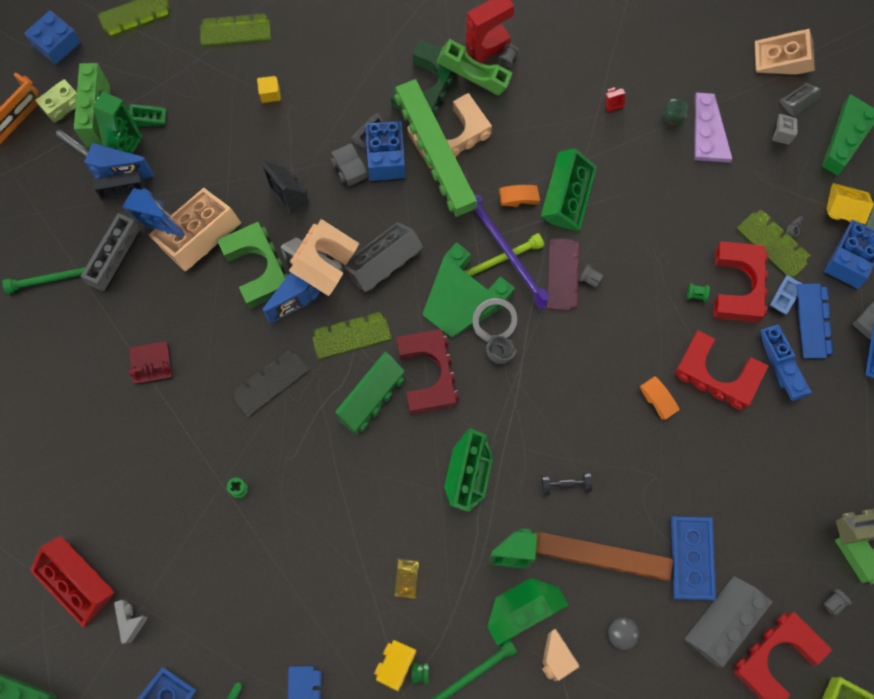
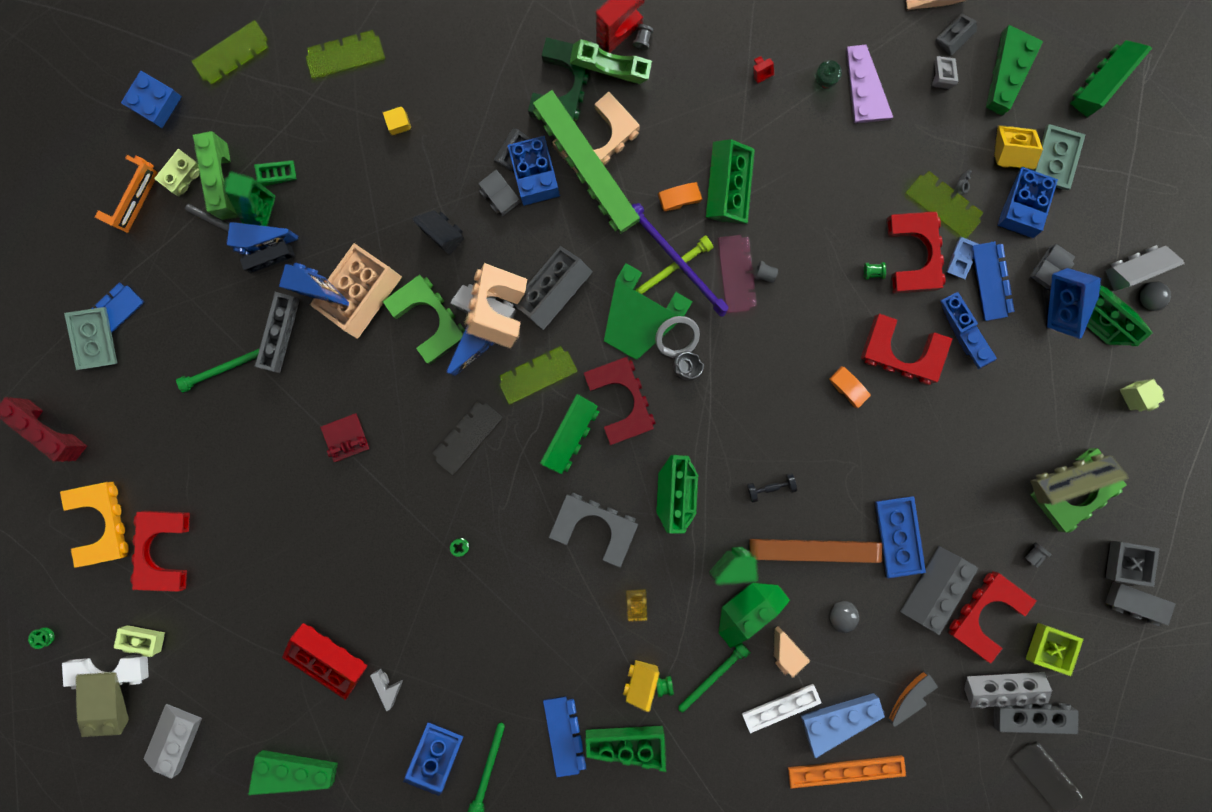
camera: 10 degrees left, 15 degrees up
(363, 470) = (621, 527): none -> dark grey arch

